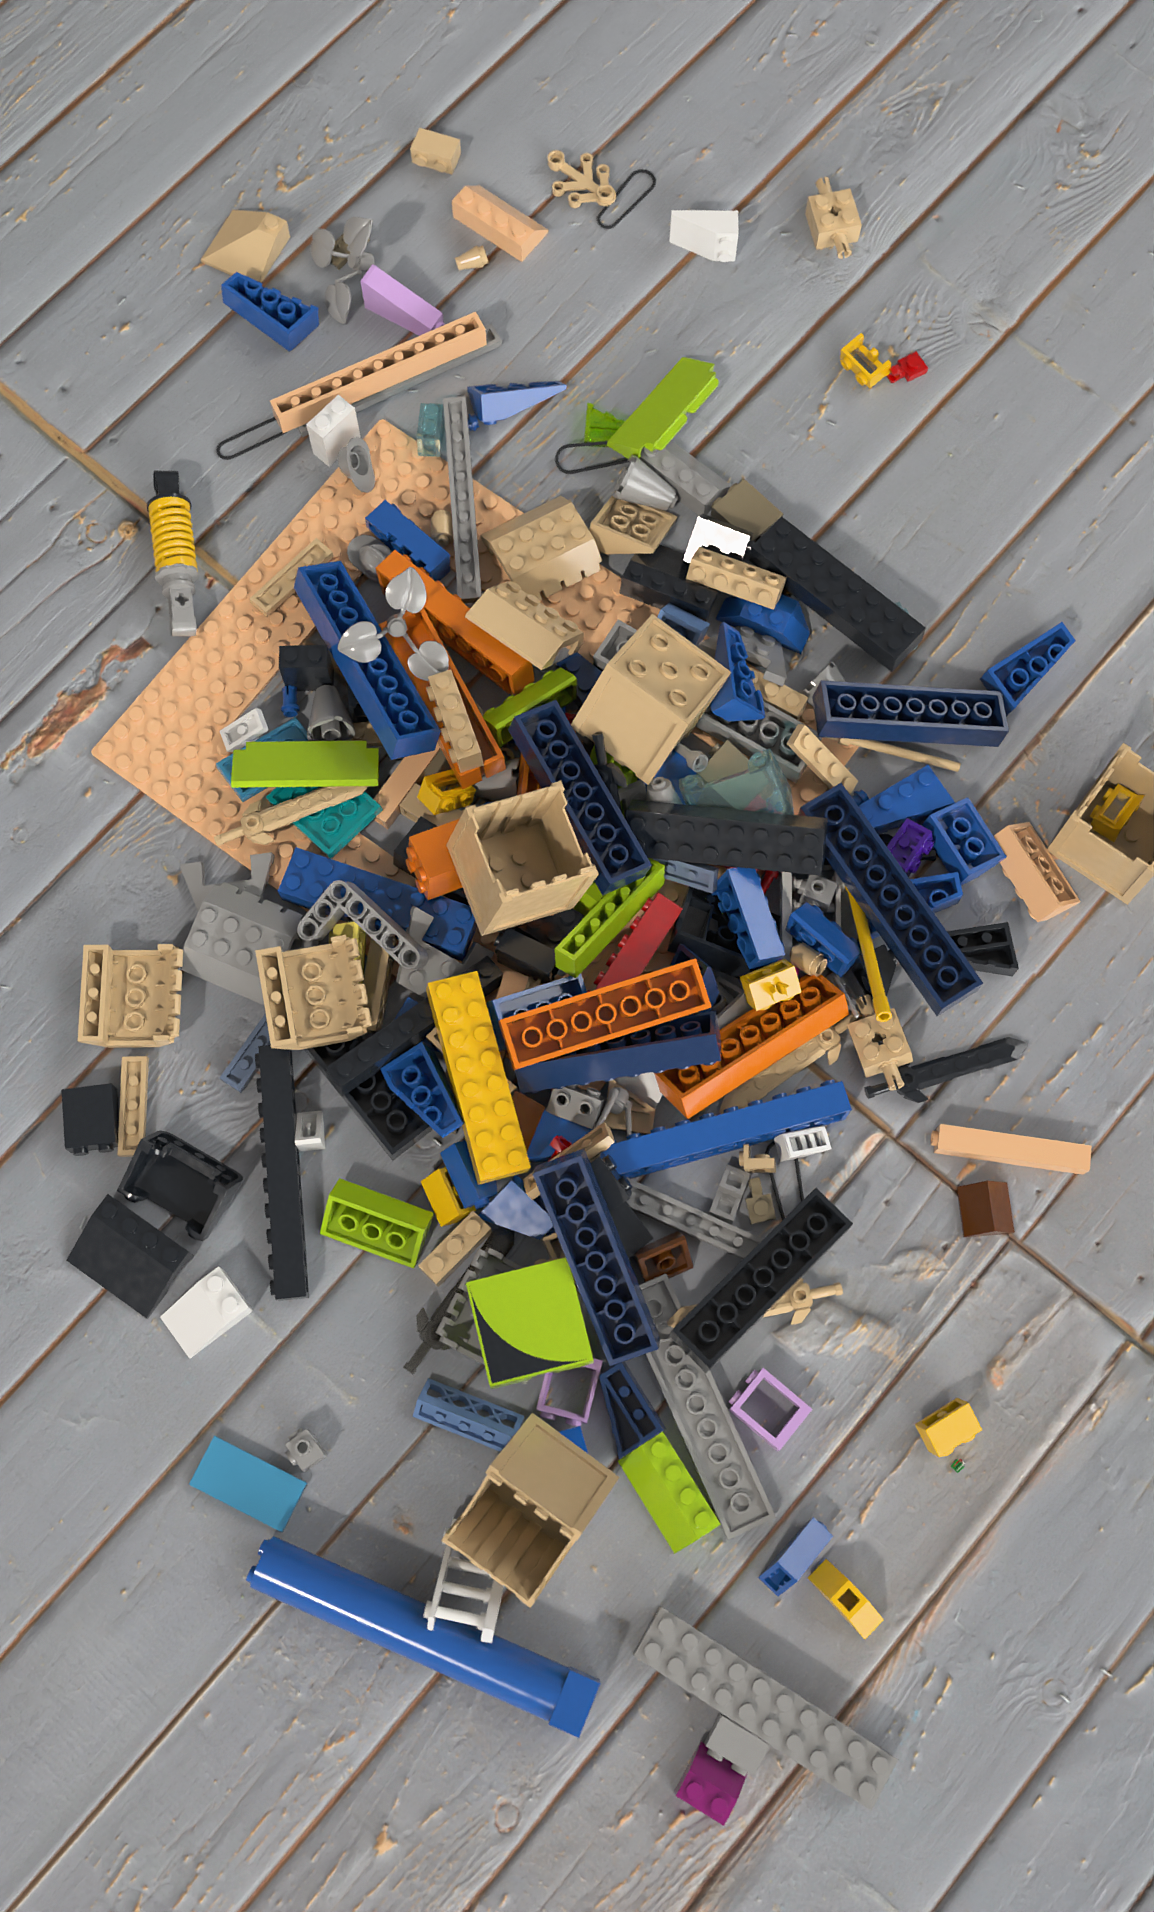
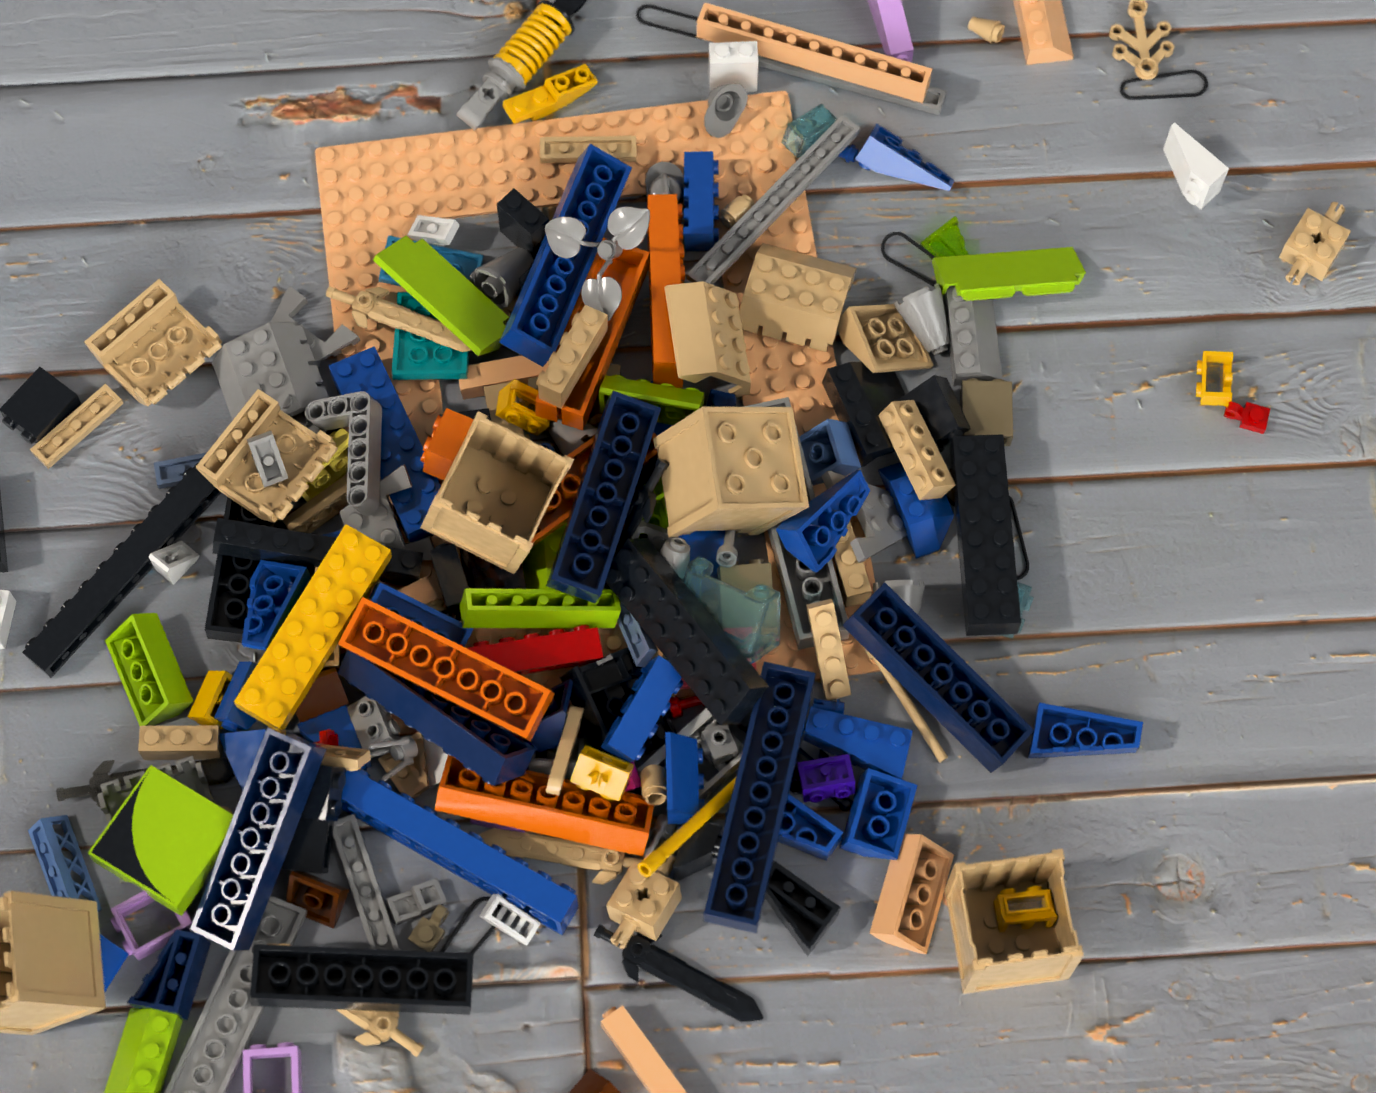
camera: 45 degrees right, 5 degrees down
(180, 1181) = (52, 508): black windscreen -> none
(223, 563) = (553, 95): none -> yellow slope
(290, 706) = (489, 242): blue pin -> none
(315, 993) = (267, 458): none -> light grey slope
(734, 997) = (564, 750): none -> tan beam
(760, 1164) = (456, 896): tan bracket -> none

